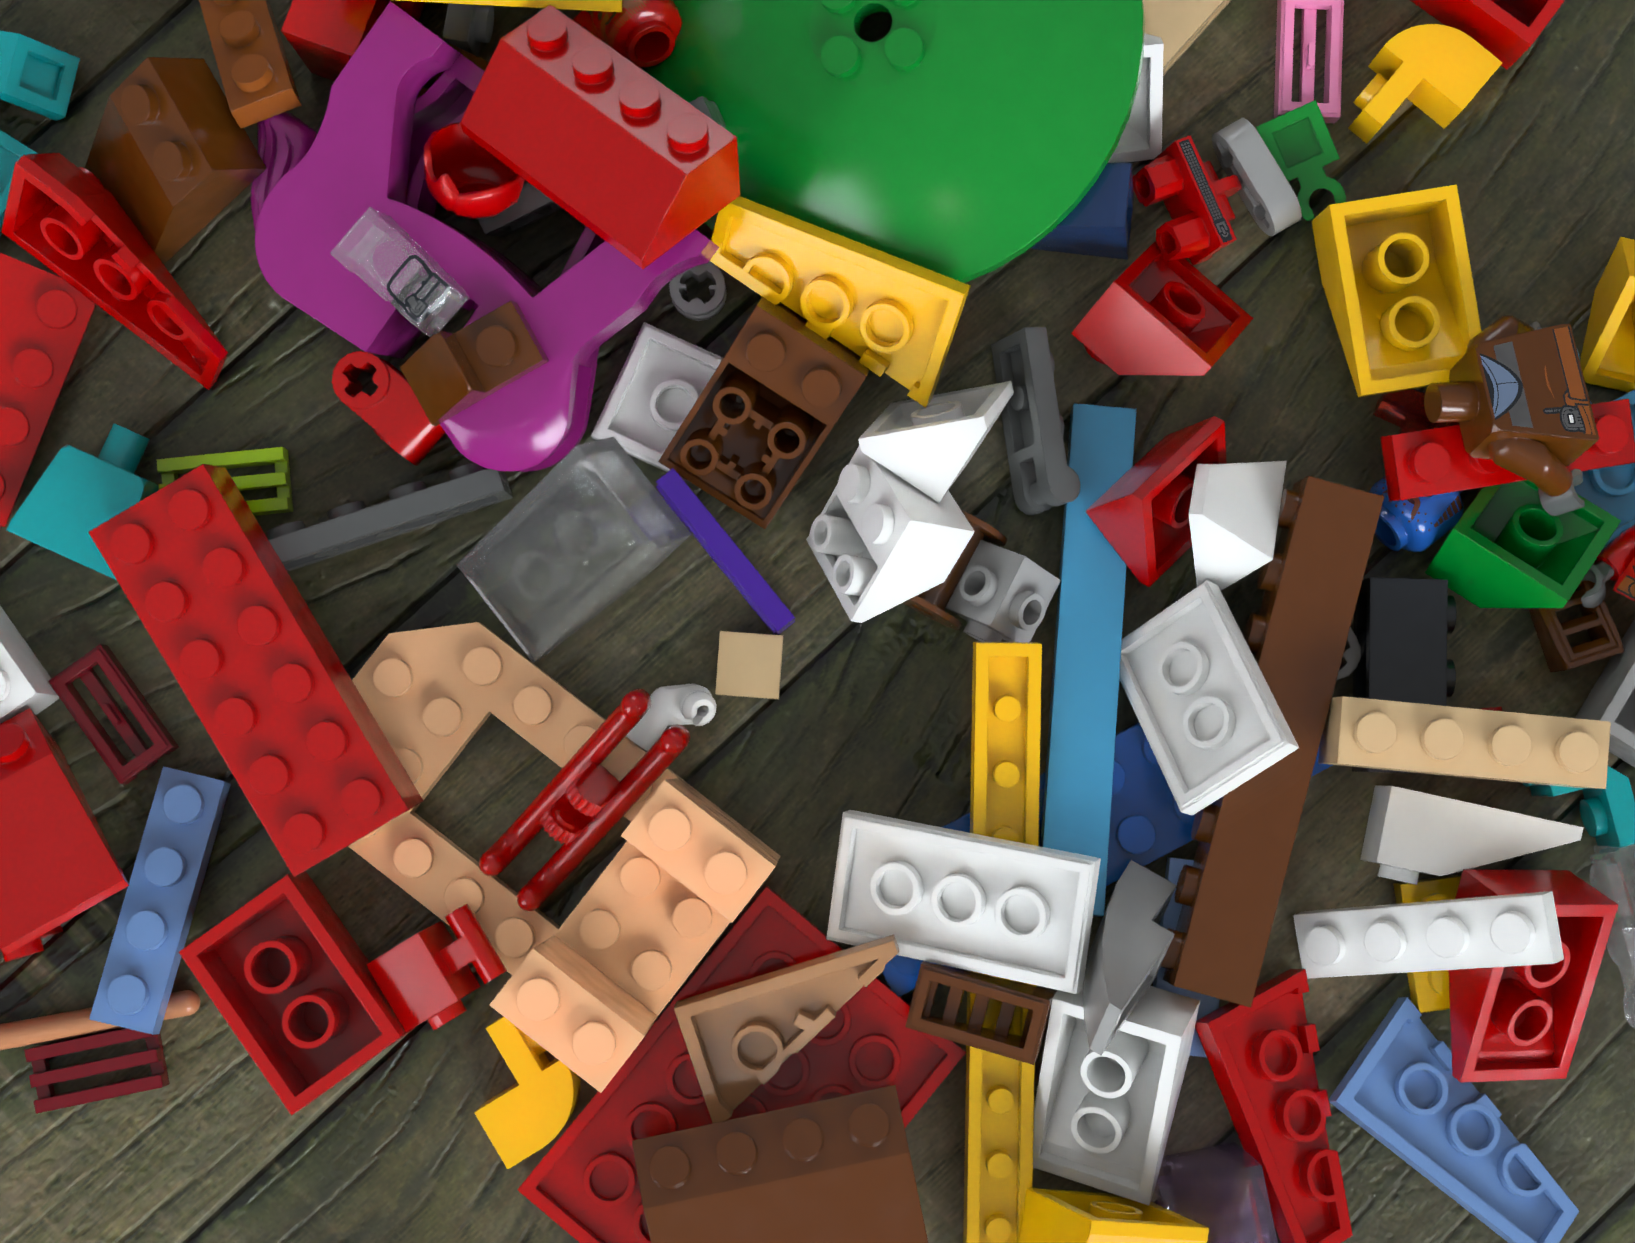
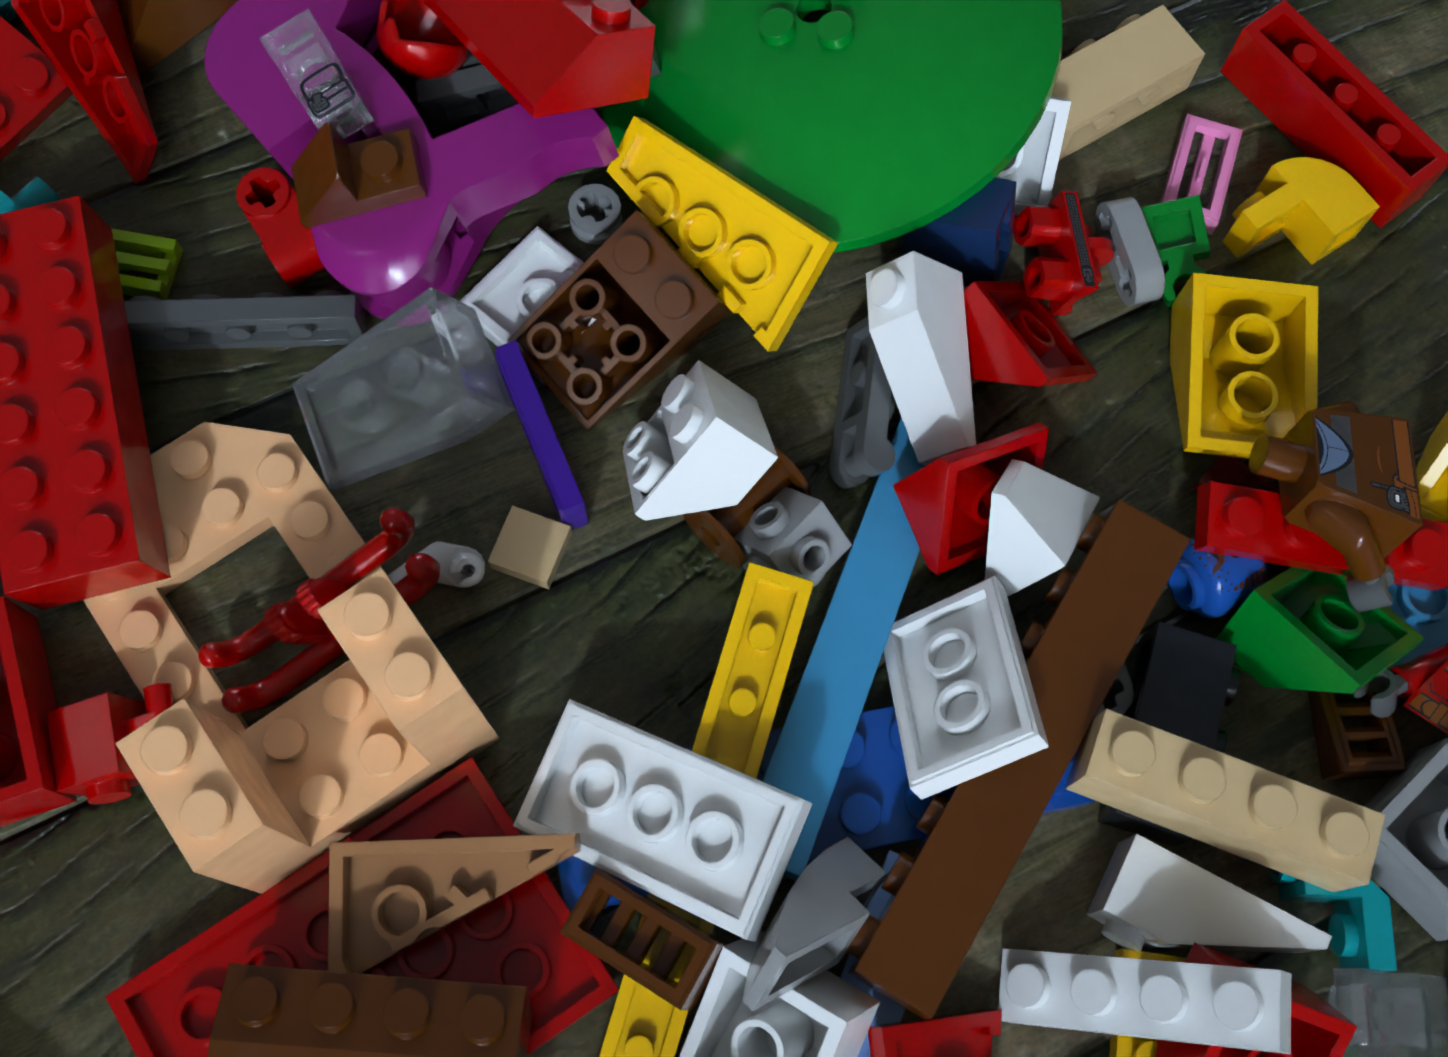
camera: 15 degrees right, 15 degrees down
(533, 1108) = (157, 914): yellow brick -> none
(938, 441) = (774, 381): white slope -> none
(1082, 368) = (924, 351): none -> white slope

